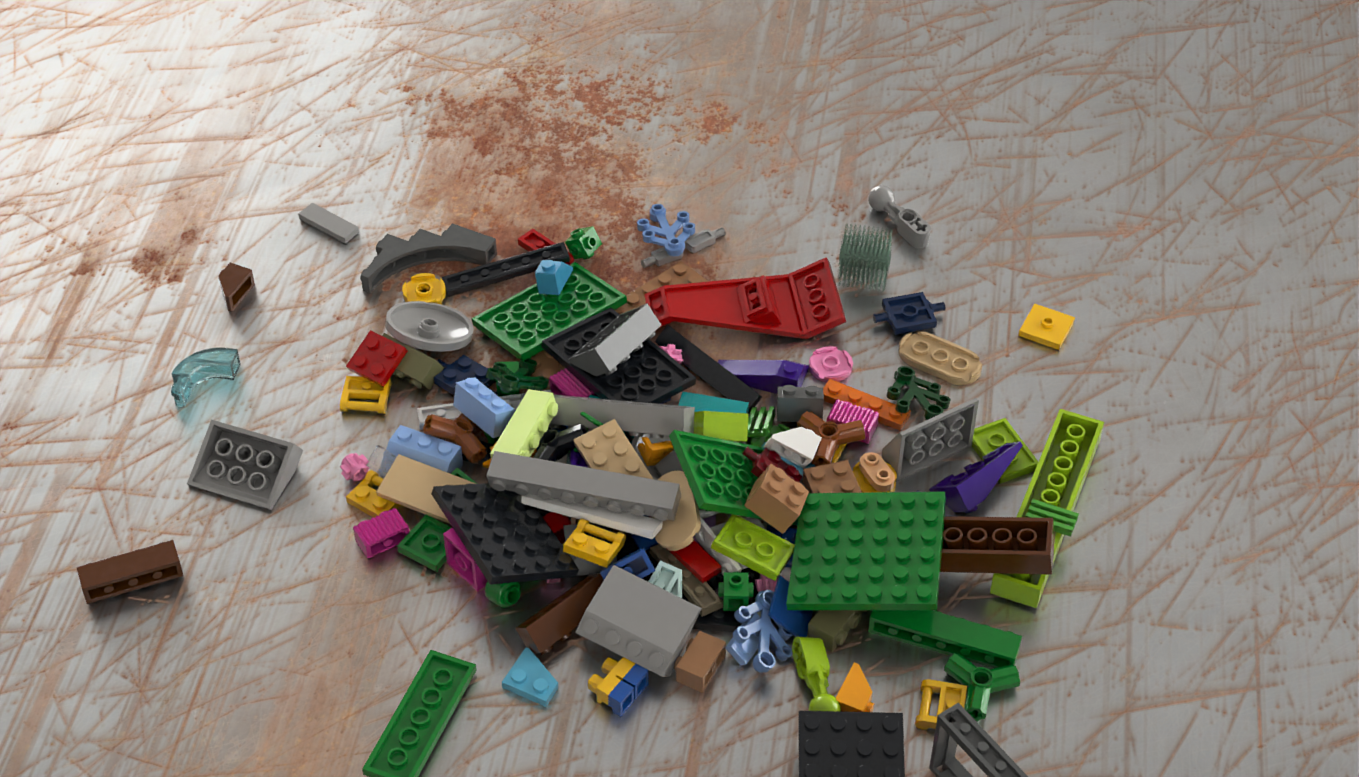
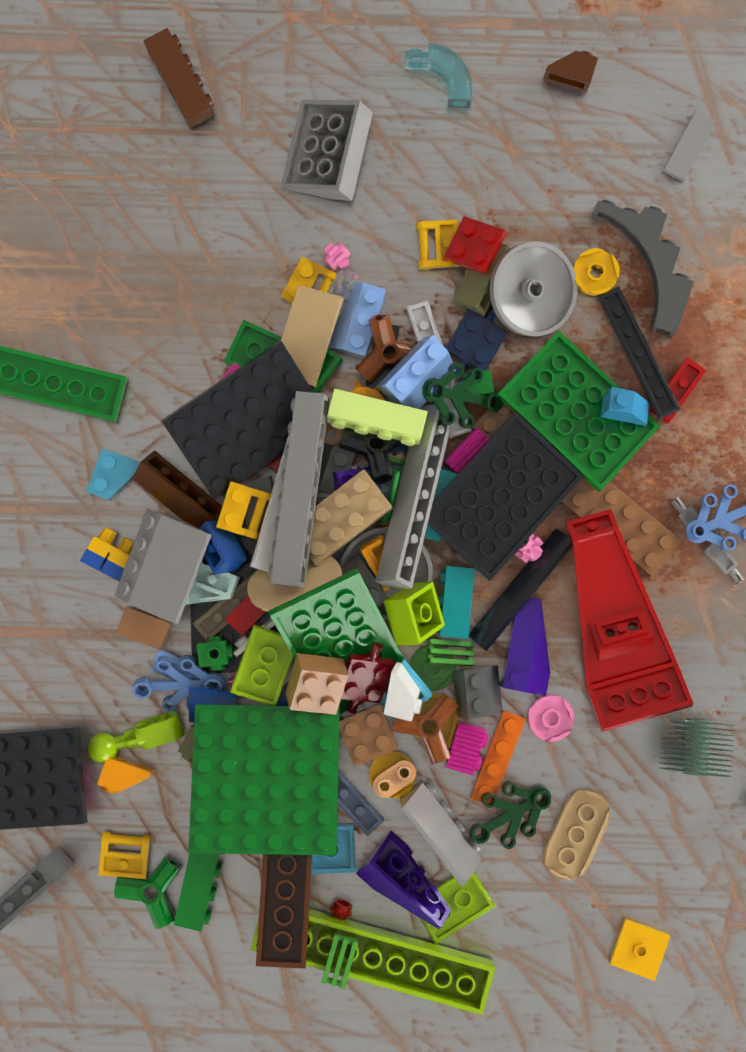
camera: 85 degrees right, 40 degrees up
(380, 532) = (258, 301): dark pink brick -> none
(583, 242) = (688, 430): green brick -> none
(617, 341) = (519, 490): slope -> none
(909, 313) = (635, 798): dark blue plate -> none

